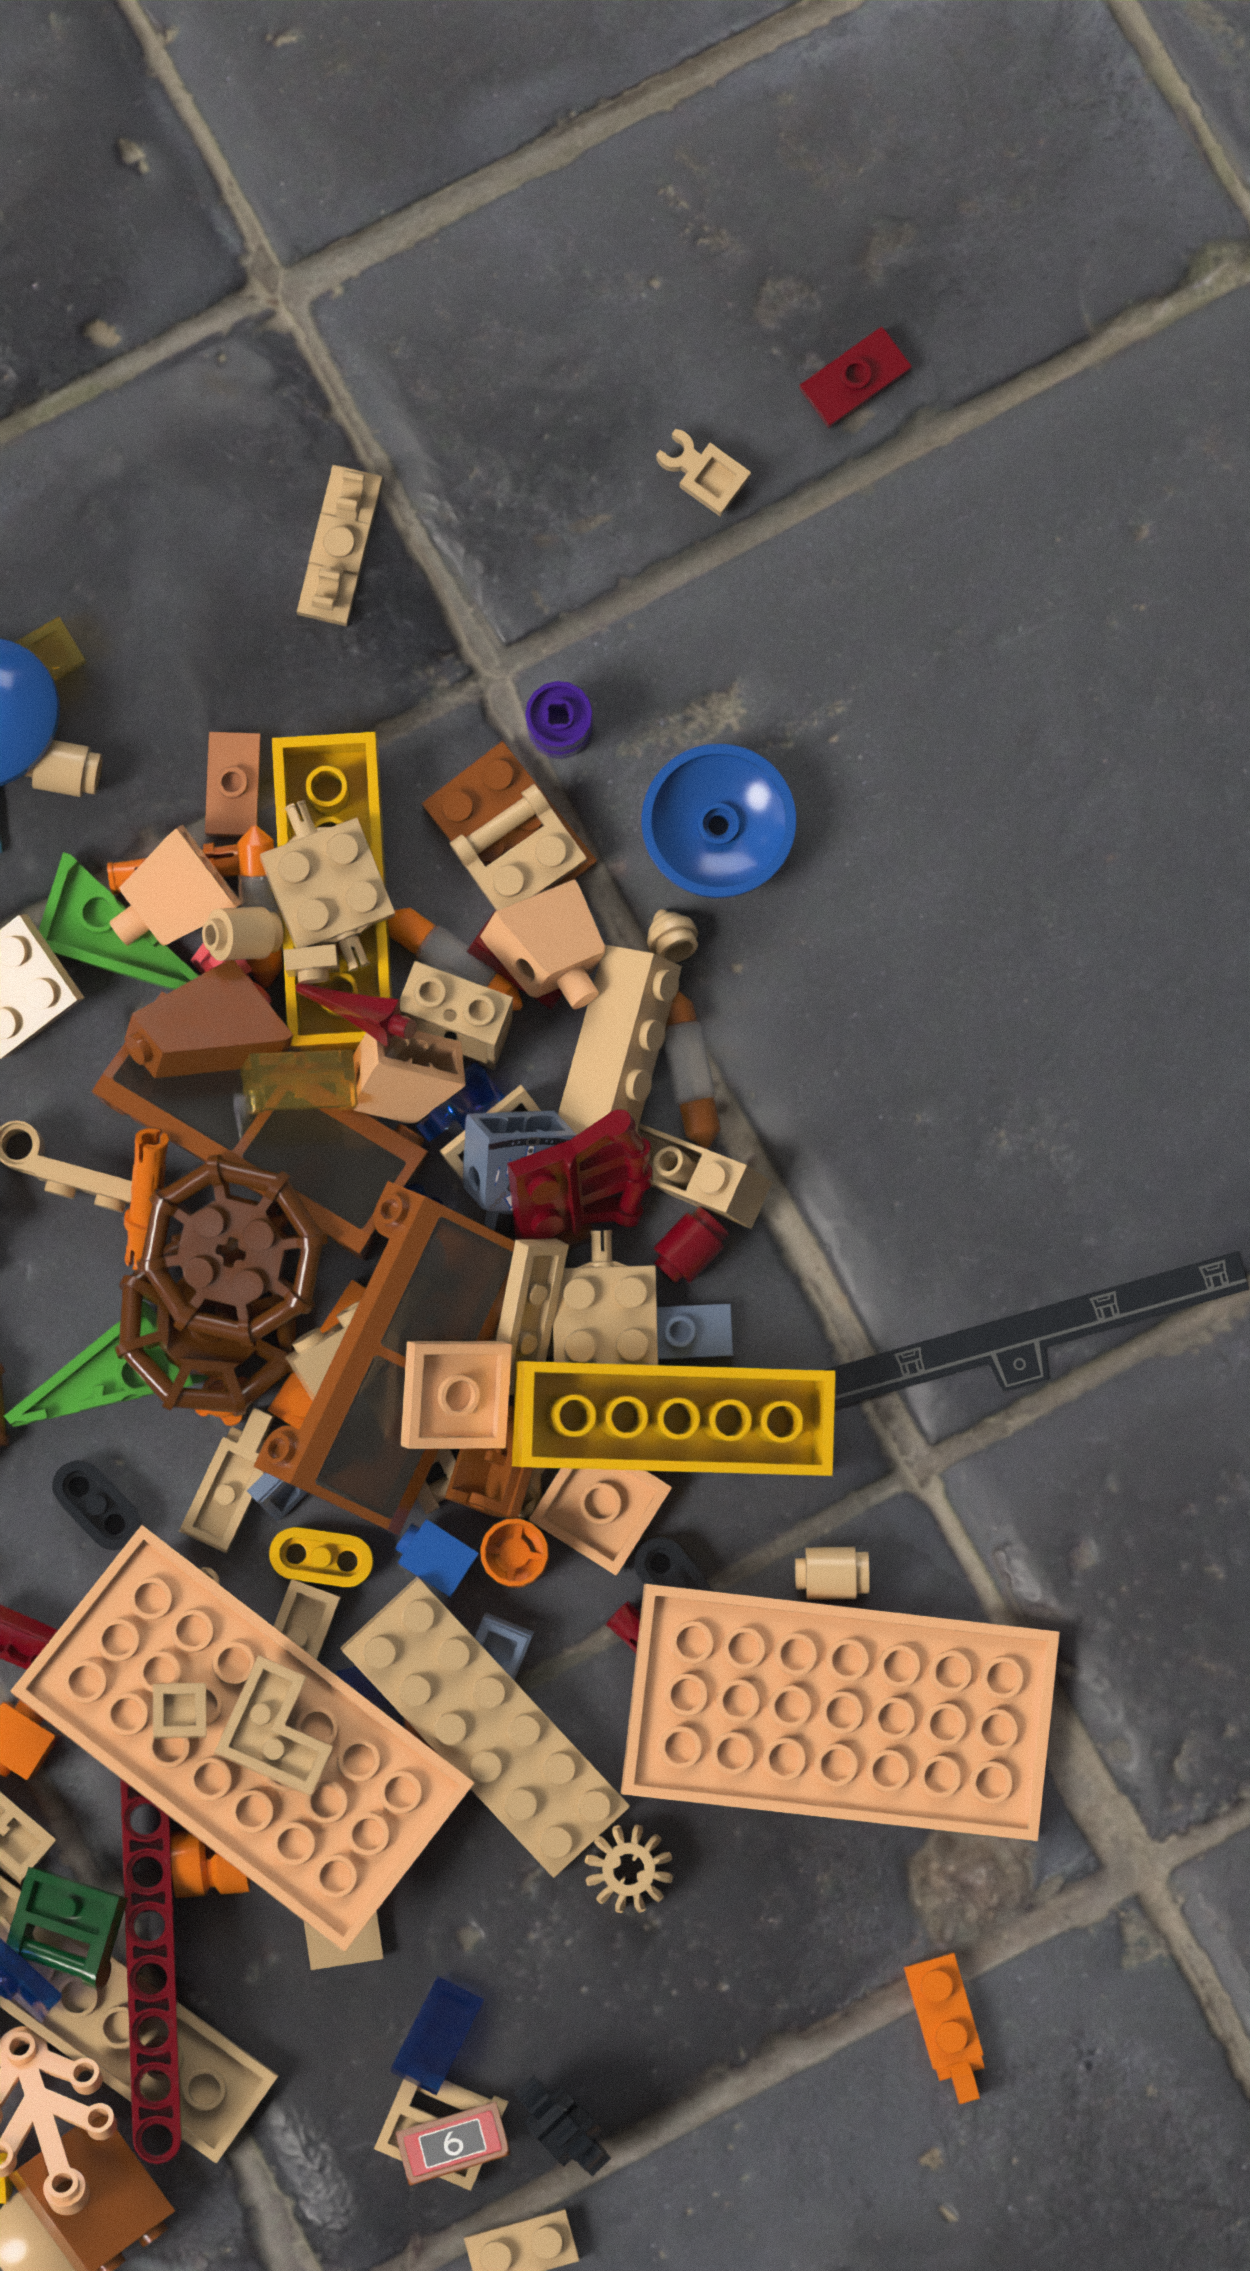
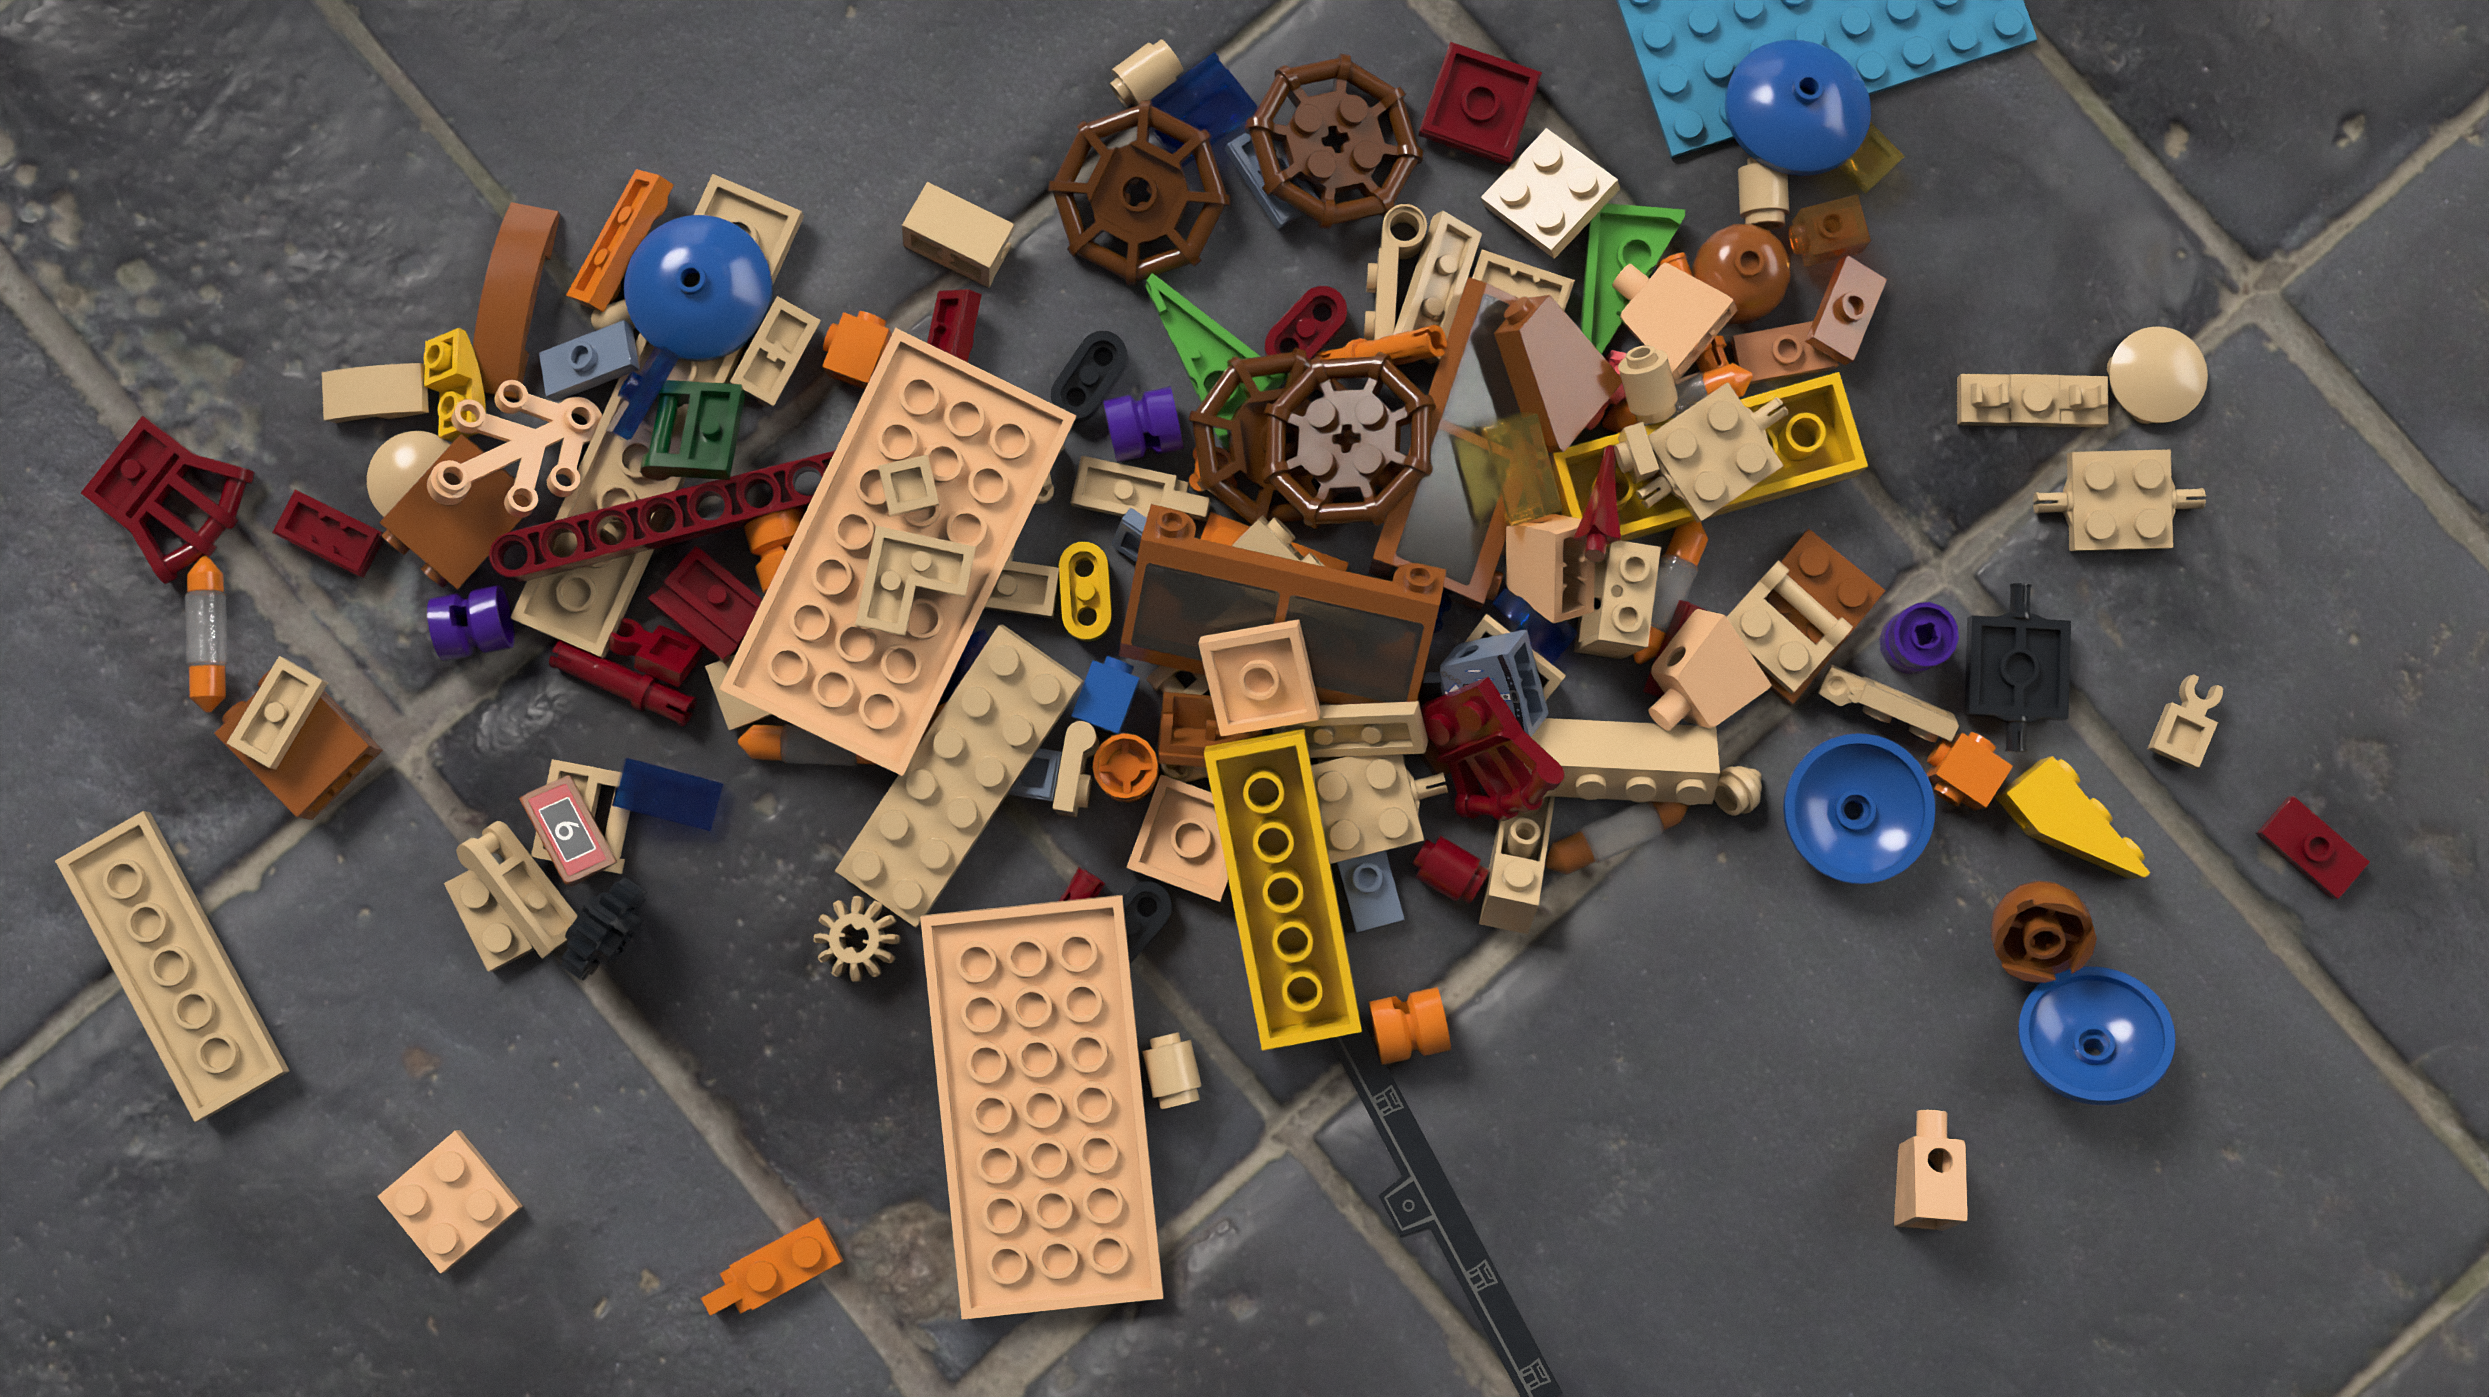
camera: 75 degrees right, 0 degrees up
(77, 1121) = (1439, 276): none -> tan plate
(96, 1272) = (1302, 328): none -> dark red plate
(100, 1037) = (1521, 278): none -> tan plate
(116, 694) = (1829, 231): none -> clear orange brick
(139, 807) = (1747, 267): none -> dark orange cylinder
(161, 1459) = (1143, 424): none -> dark purple wheel
(205, 712) = (1846, 310): none -> plate
(212, 2186) = (487, 618): none -> dark purple wheel
(248, 1951) = (707, 603): none -> dark red plate
(288, 2014) = (660, 654): none -> dark red plate
(322, 2041) = (641, 690): none -> dark red pin
(342, 413) = (2157, 375): none -> tan dish
(415, 1892) = (795, 746): none -> clear piece
(462, 483) = (2119, 500): none -> tan plate
(500, 2208) = (519, 887): none -> tan plate
(521, 1610) = (1073, 785): none -> tan plate
(610, 627) = (2017, 668): none -> black plate
(616, 767) = (1886, 702): none -> tan hinge
(703, 703) = (1967, 770): none -> orange brick
(766, 623) = (2057, 812): none -> yellow slope
(839, 1322) = (1409, 1025): none -> orange wheel
(881, 669) = (2042, 931): none -> dark orange cylinder
(971, 633) = (2100, 1012): none -> blue dish
(1118, 845) = (1928, 1196): none -> light nougat torso

